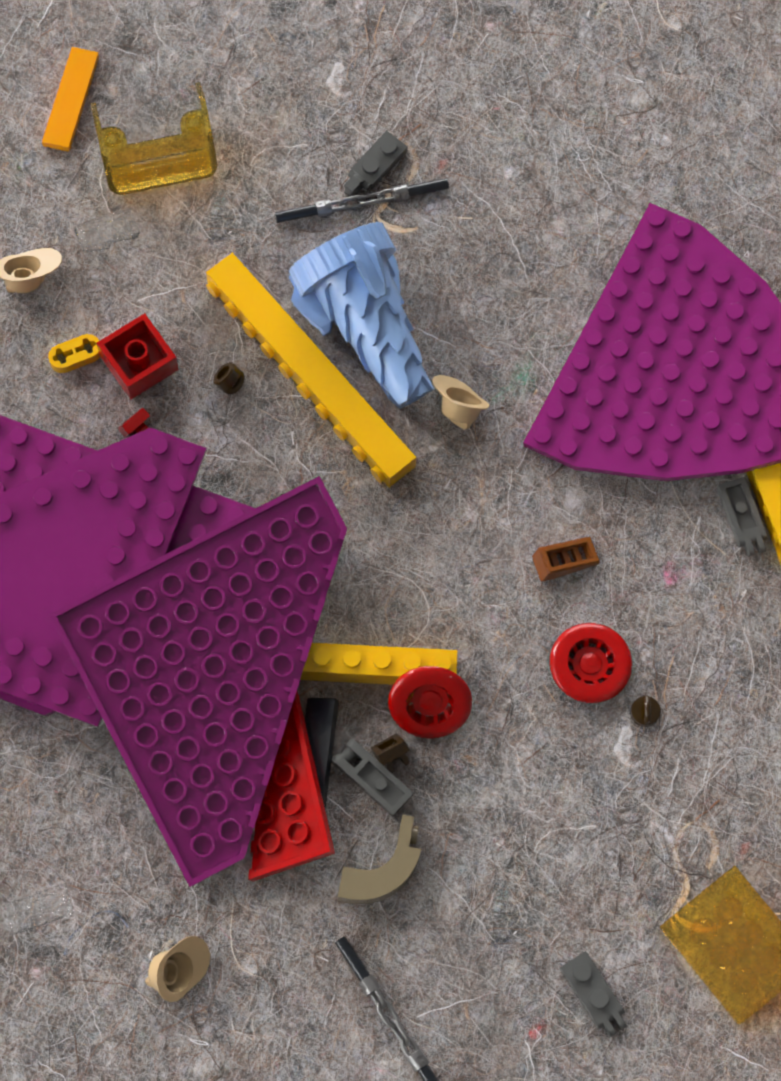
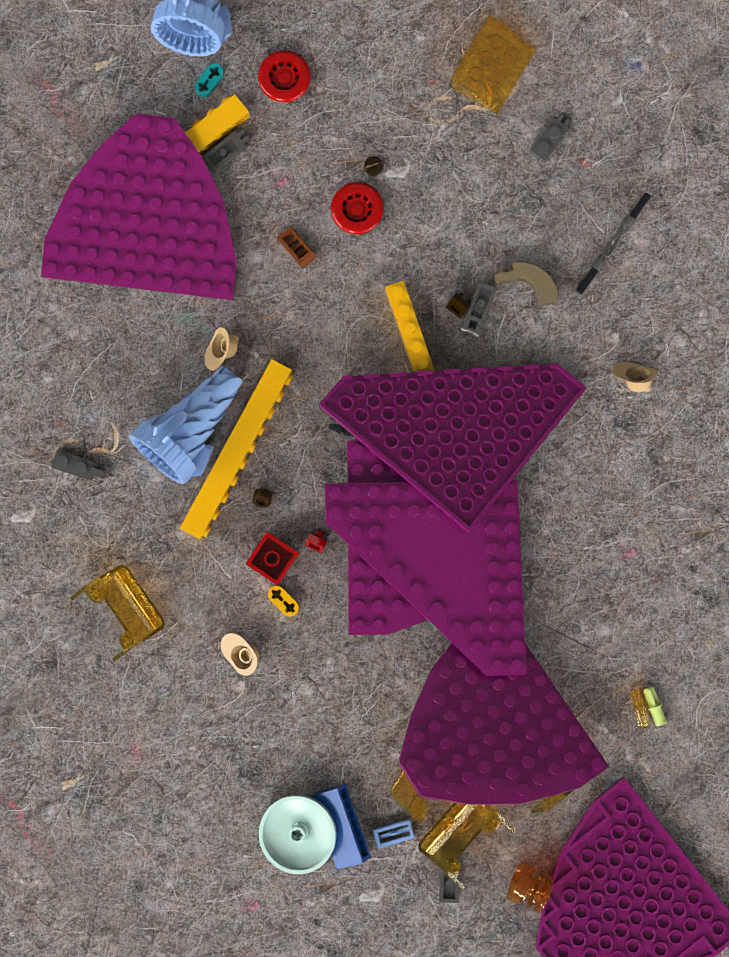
camera: 110 degrees left, 15 degrees up
(70, 99) = (108, 682): light orange tile -> none
(292, 815) = (521, 345): red wing -> none
(321, 727) = (479, 347): black tile -> none
(325, 208) = (120, 485): piece -> none
(430, 692) = (423, 291): red wheel -> none

